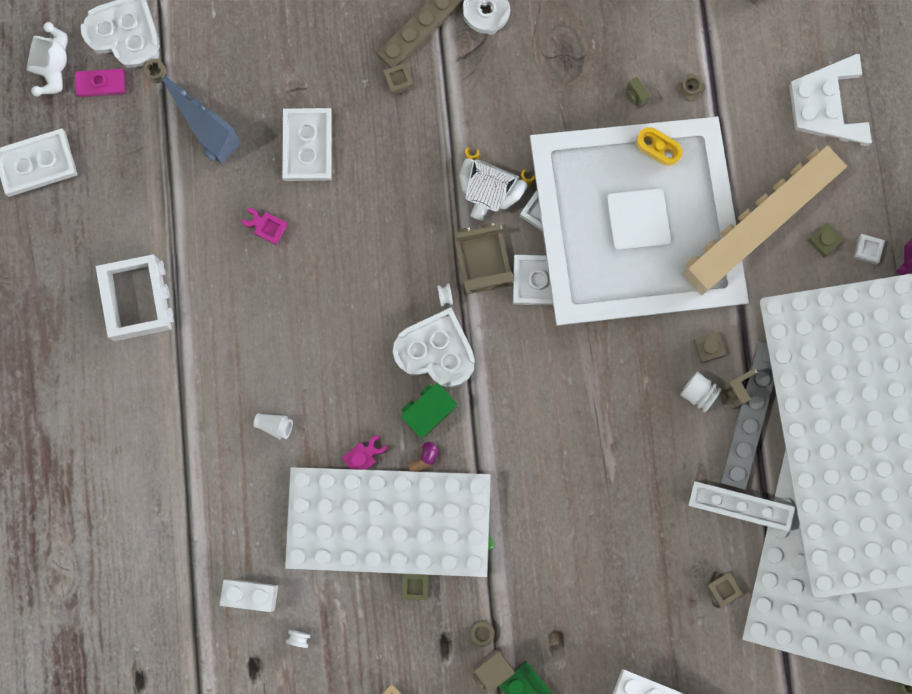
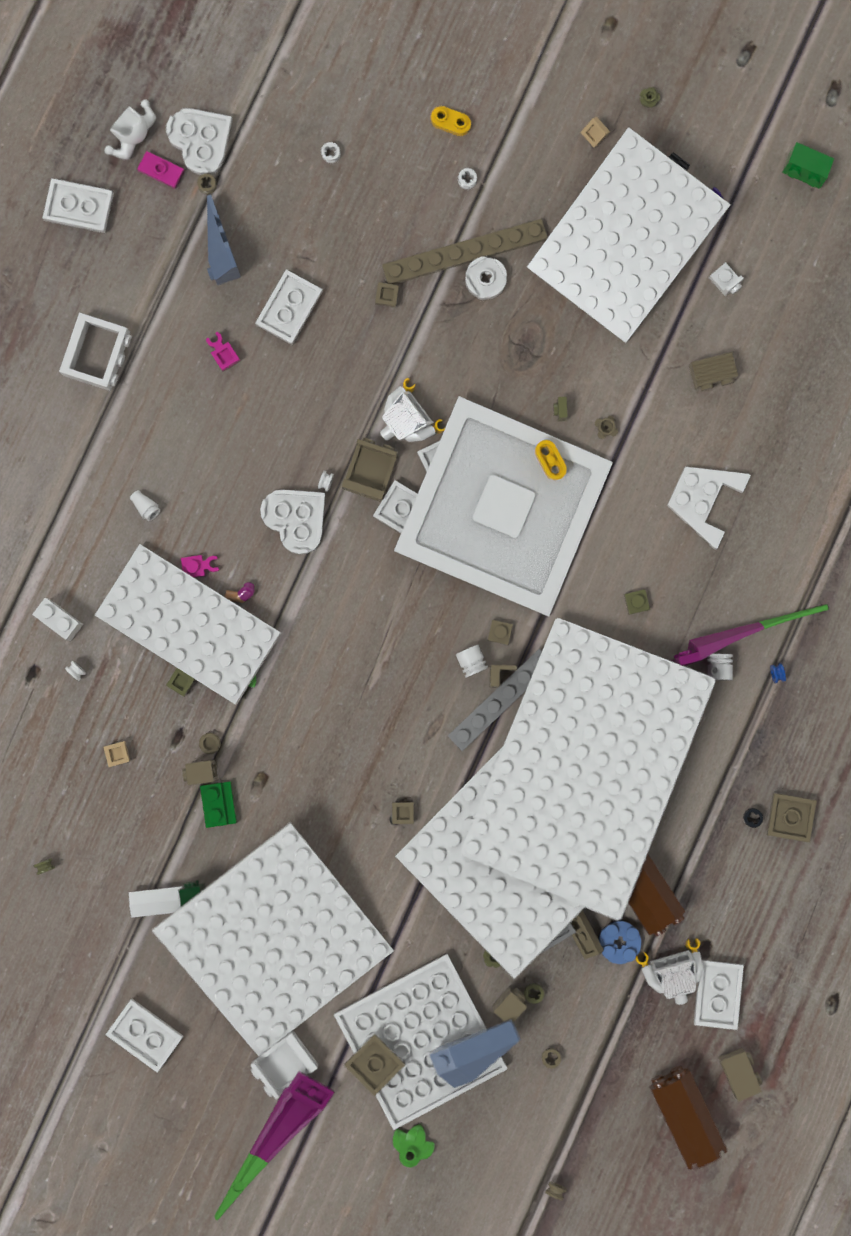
camera: 30 degrees right, 5 degrees up
(428, 410) = (263, 559): green brick -> none
(742, 506) = (450, 760): white plate -> none
(764, 220) = (597, 560): tan brick -> none
(868, 249) = (665, 627): white tile -> none

